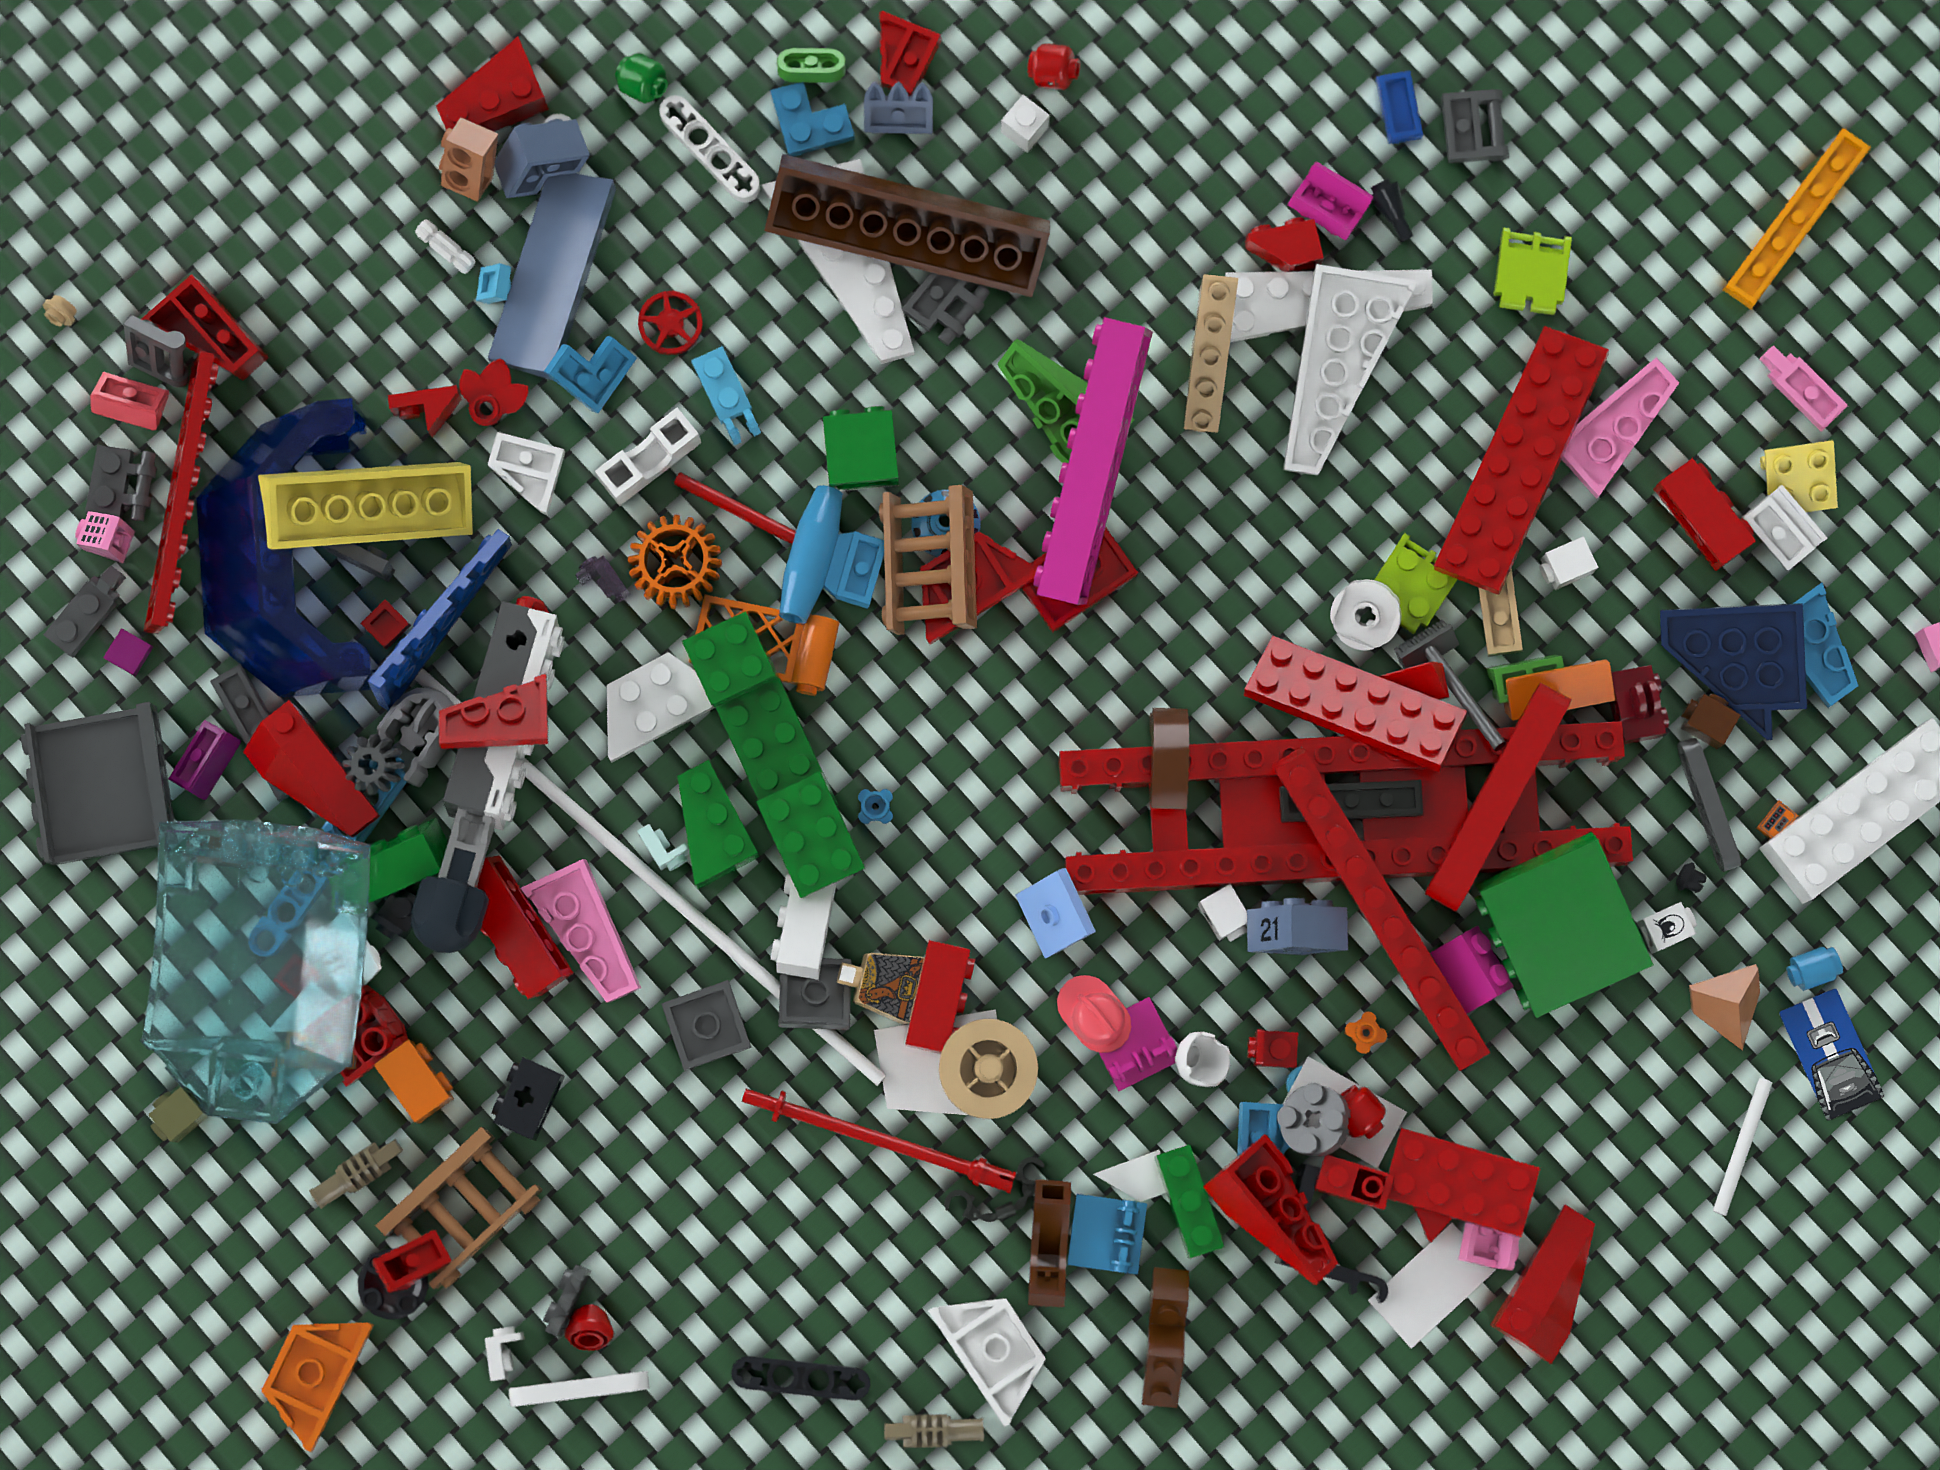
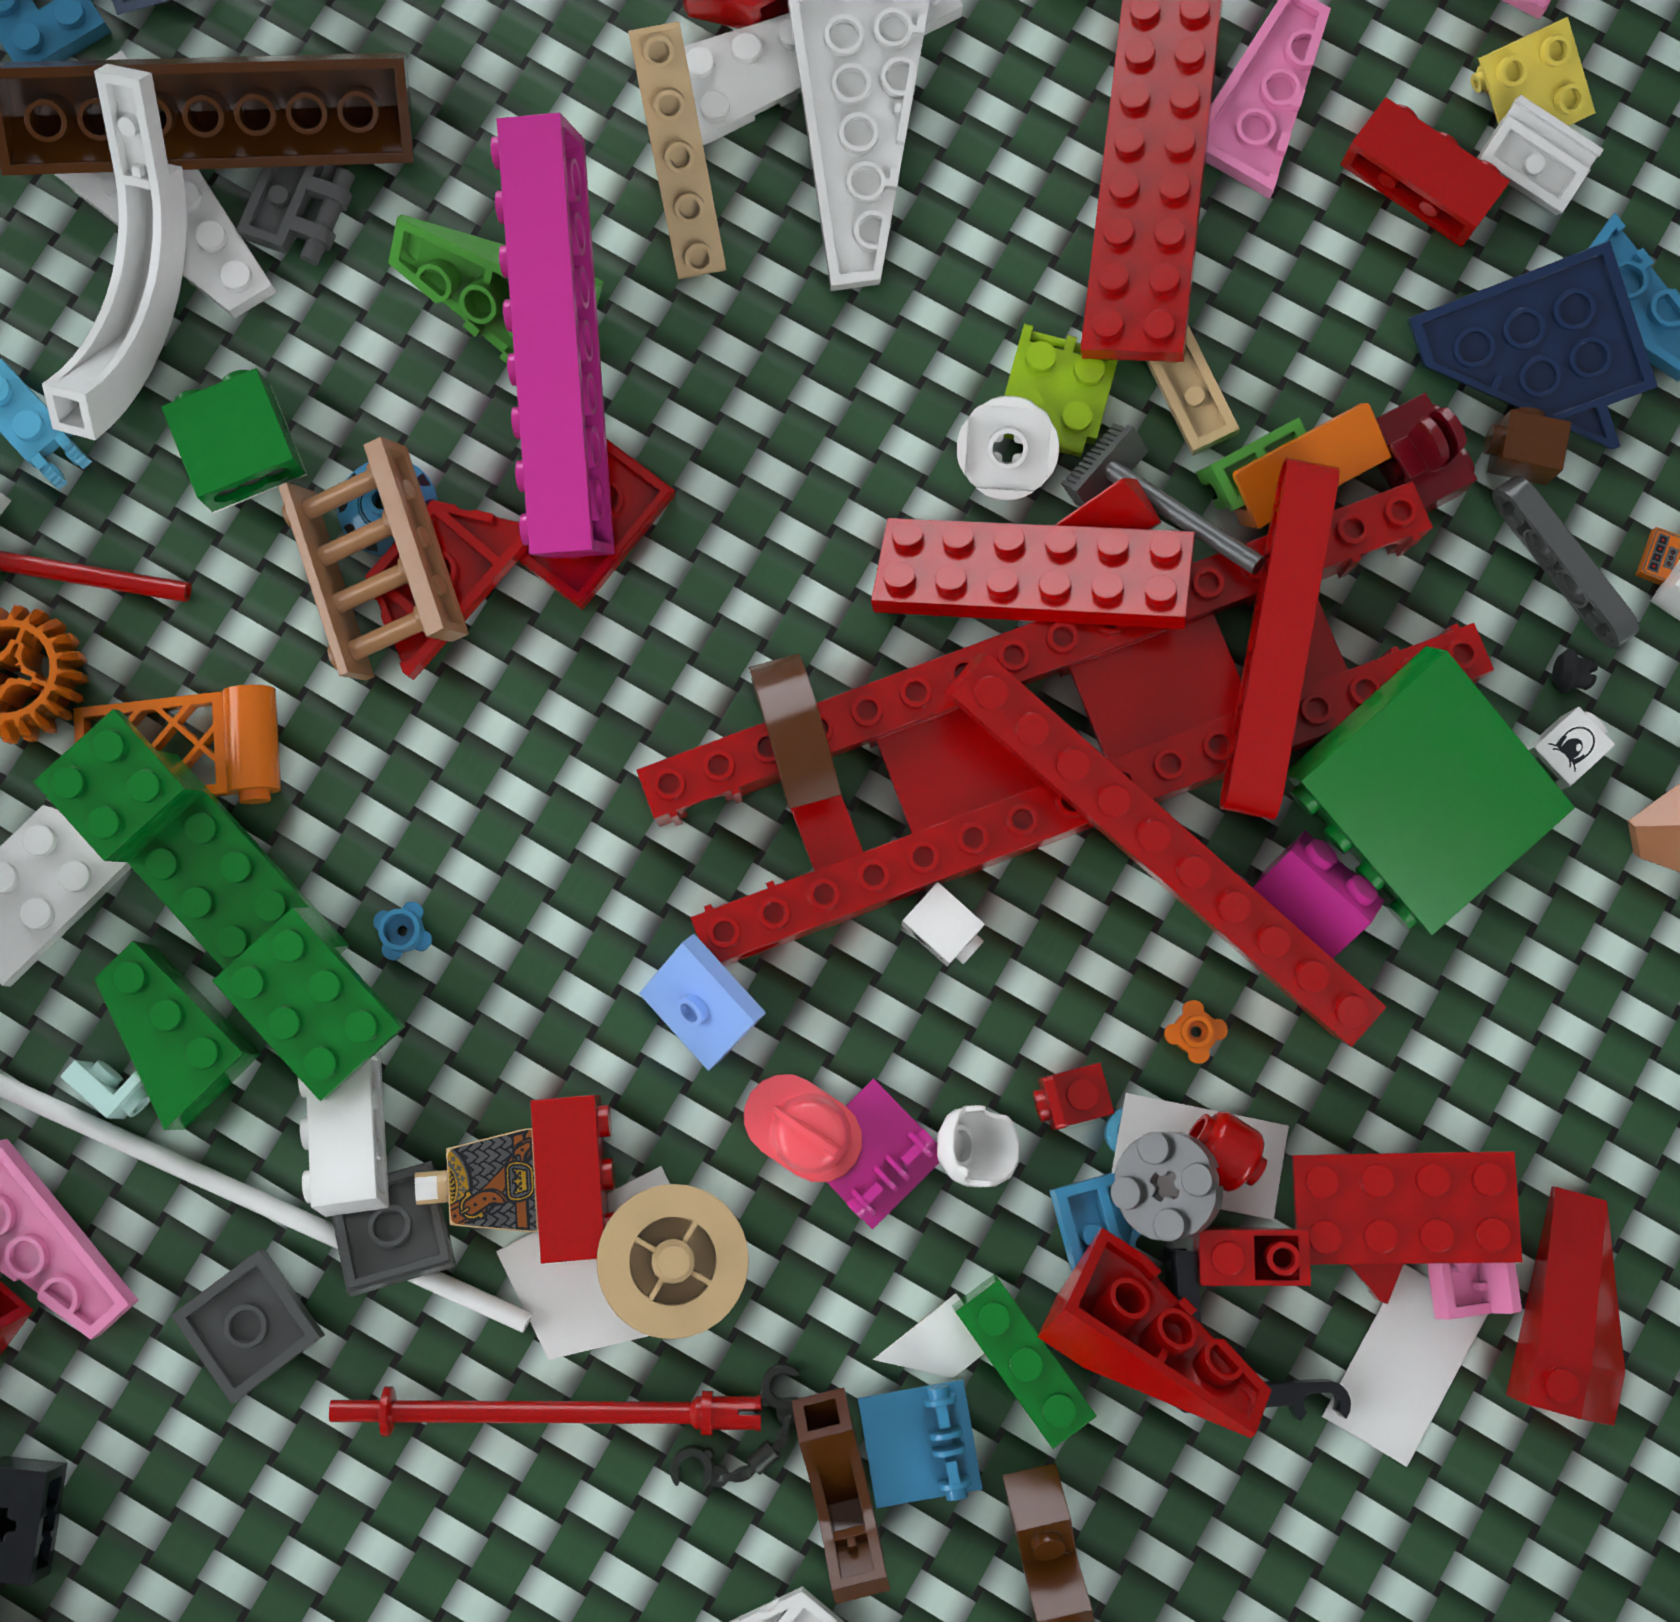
camera: 15 degrees left, 0 degrees up
(823, 558) = (227, 604): dark azure plate -> none
(830, 330) = (147, 267): none -> white arch
(1297, 927) = (1053, 914): sand blue brick -> none
(1366, 800) = (1092, 703): pearl dark grey tile -> none
(1568, 563) = (1262, 294): white brick -> none

